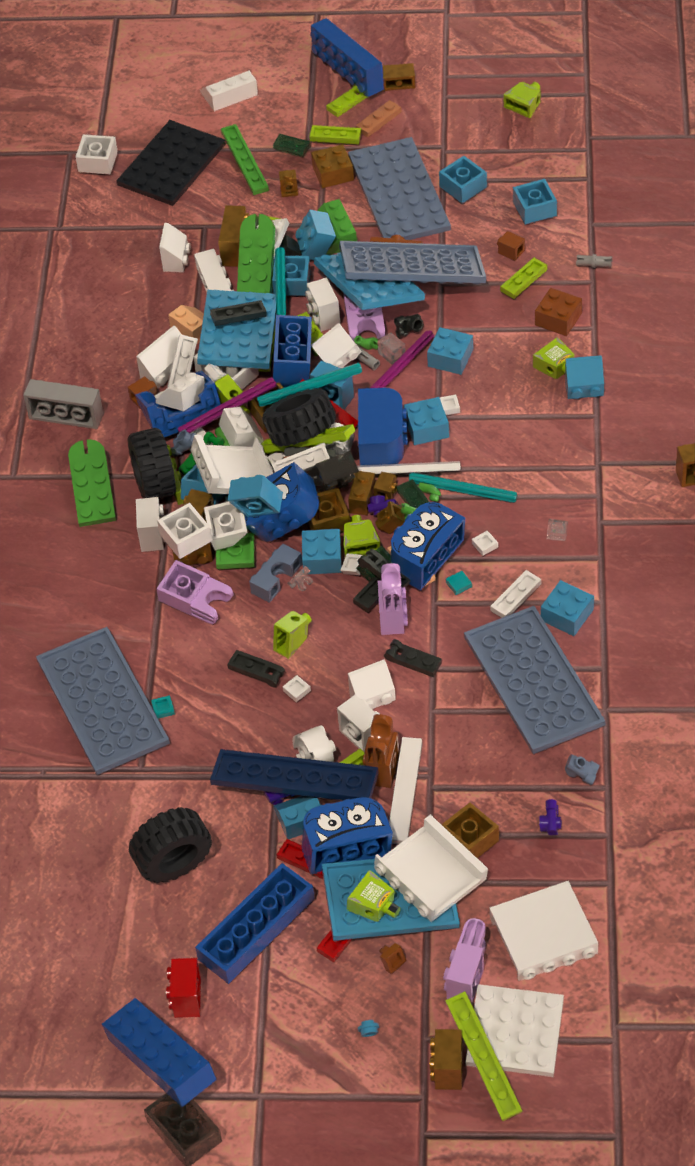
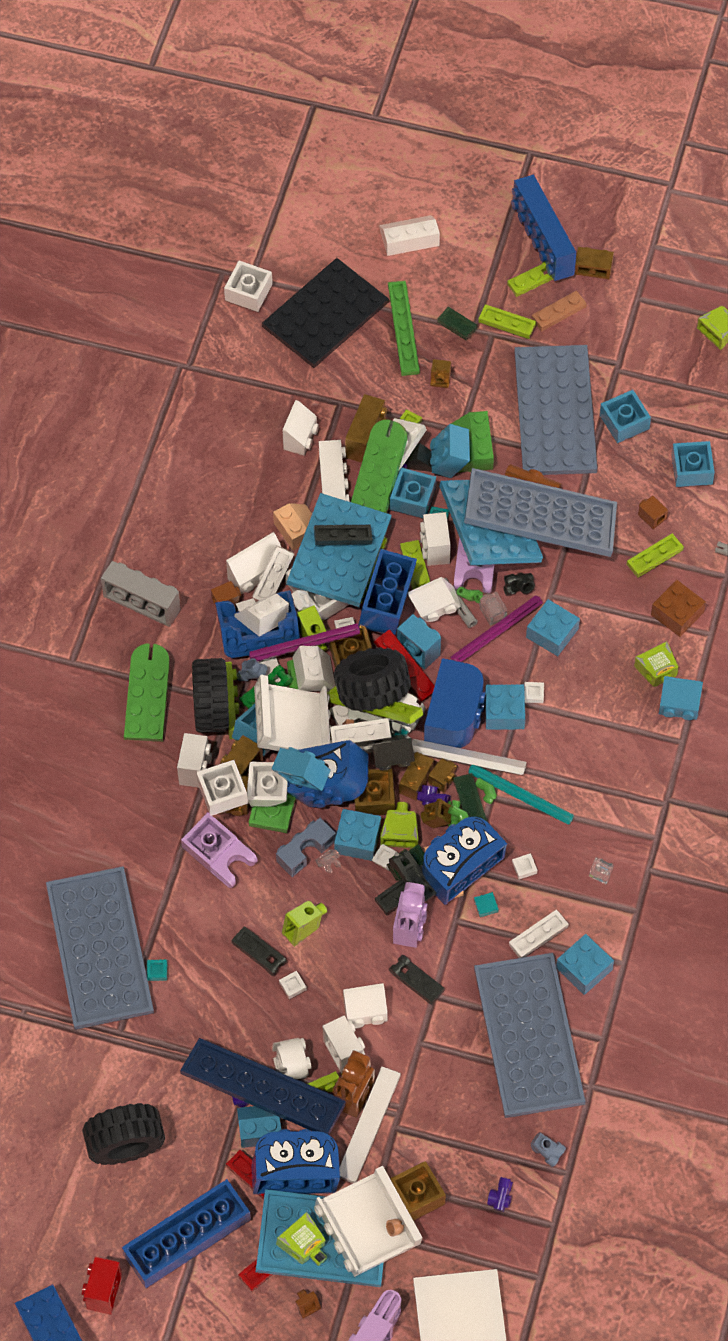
camera: 10 degrees right, 10 degrees up
(280, 281) = (396, 509): teal axle -> none
(310, 384) = (394, 641): teal axle -> none
(332, 166) = (492, 363): pearl gold brick -> none
(455, 865) = (394, 1227): none -> nougat hinge

